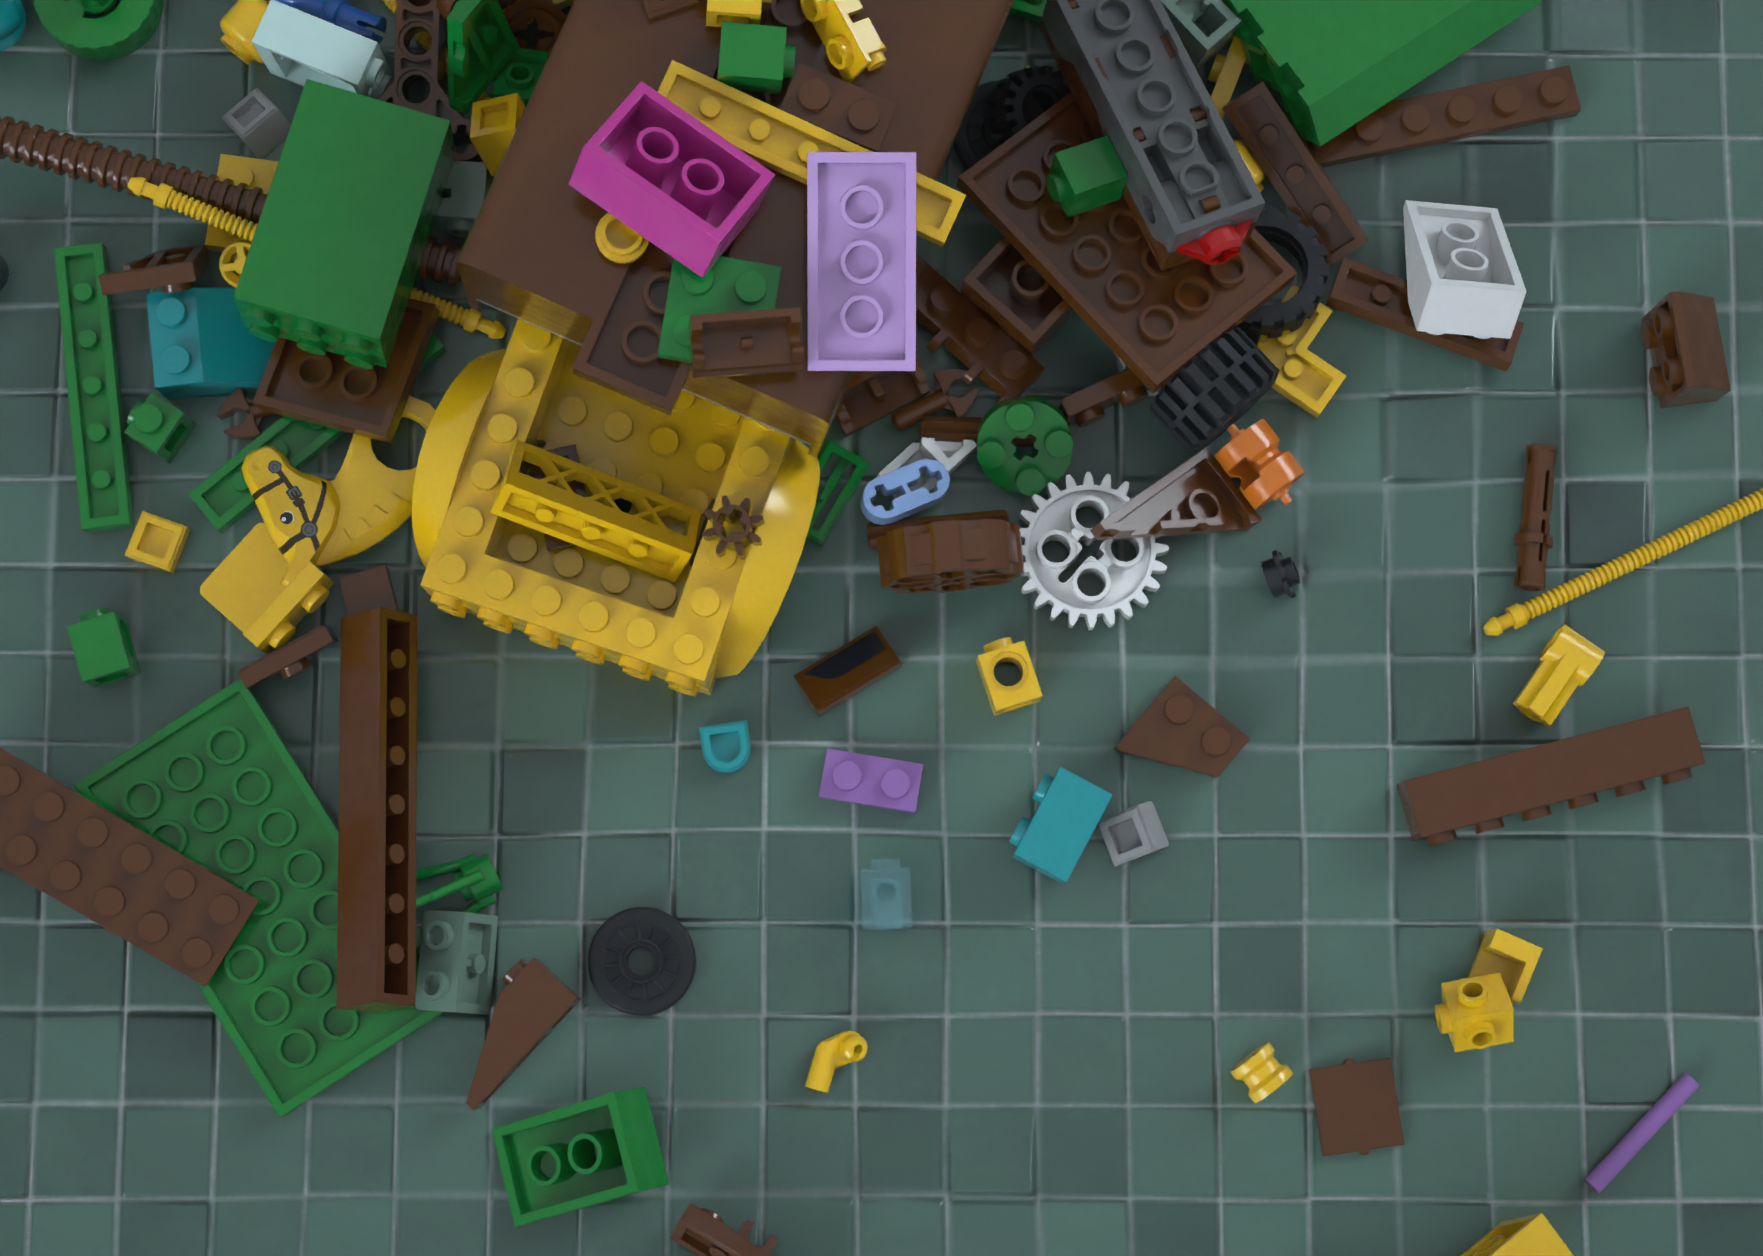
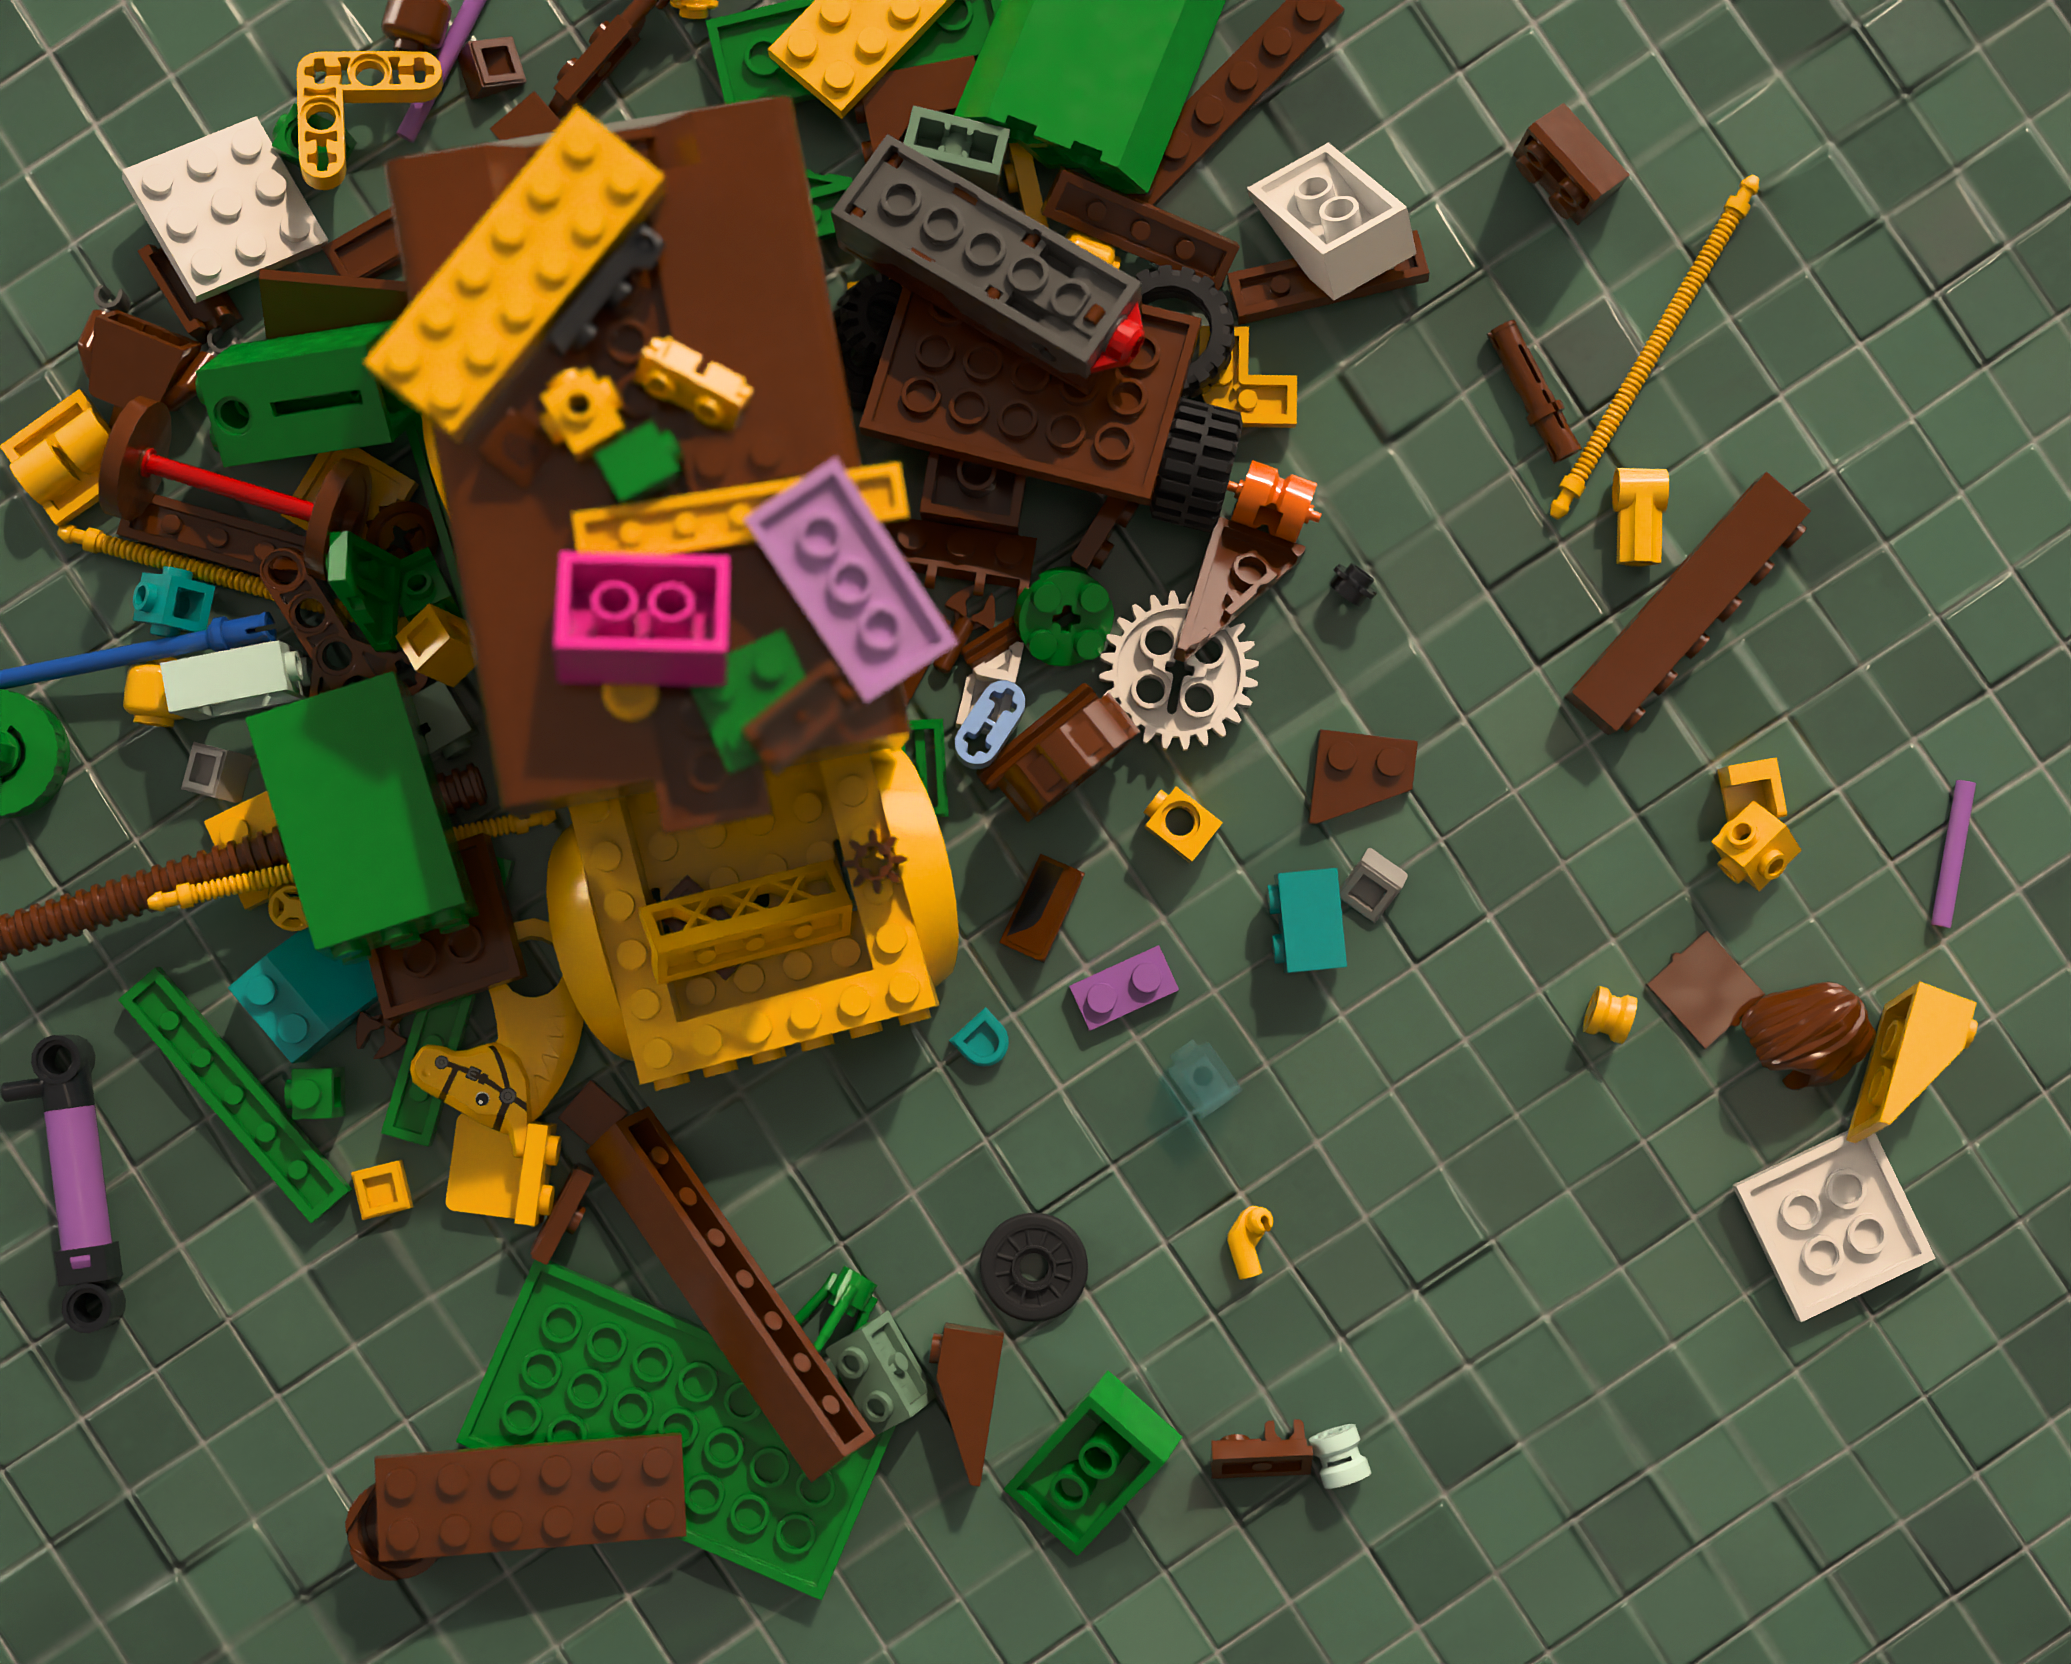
camera: 30 degrees left, 5 degrees up
(103, 647) = (399, 1310): green brick -> none
(168, 268) = (229, 953): reddish brown wing -> none
(1086, 176) = (969, 355): green brick -> none
(1424, 1197) = (1810, 1030): none -> reddish brown hair

